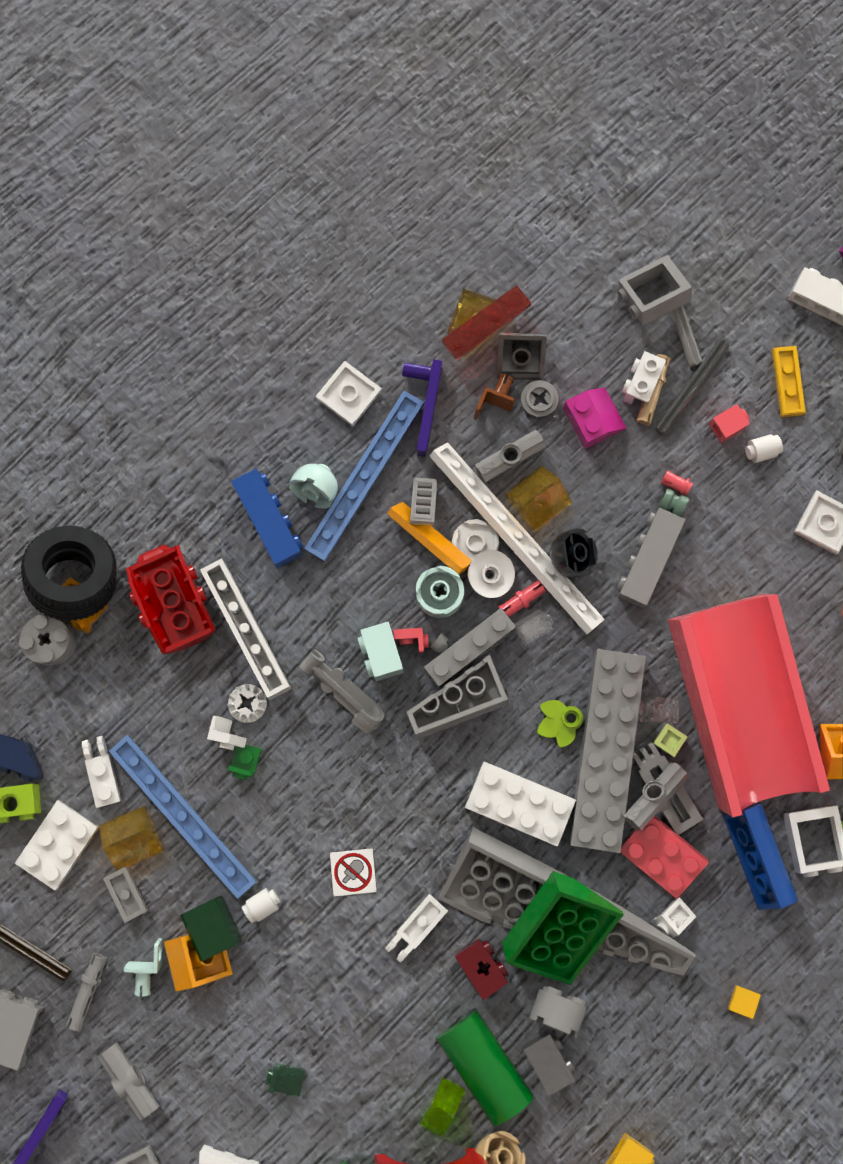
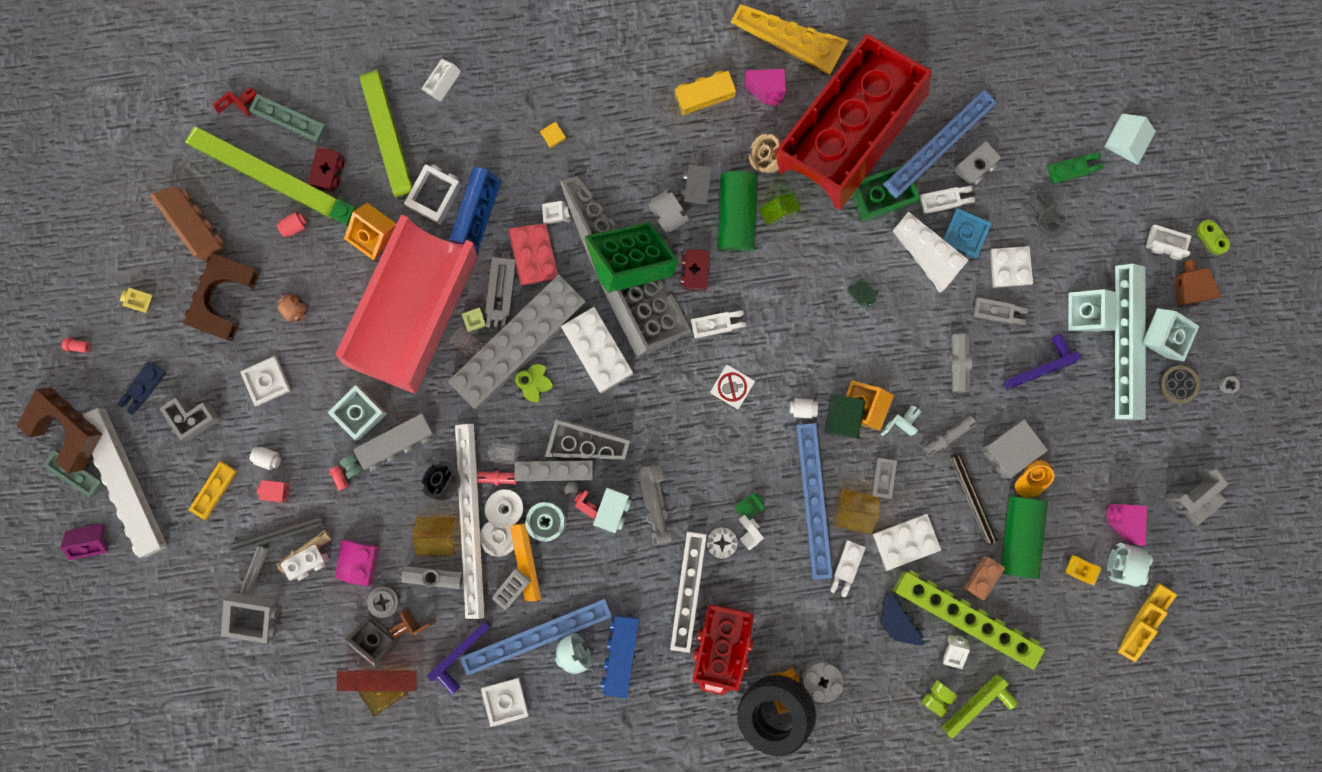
camera: 140 degrees left, 5 degrees up
(646, 806) = (520, 289): light grey piece -> none
(710, 558) = (357, 413): none -> light aqua brick

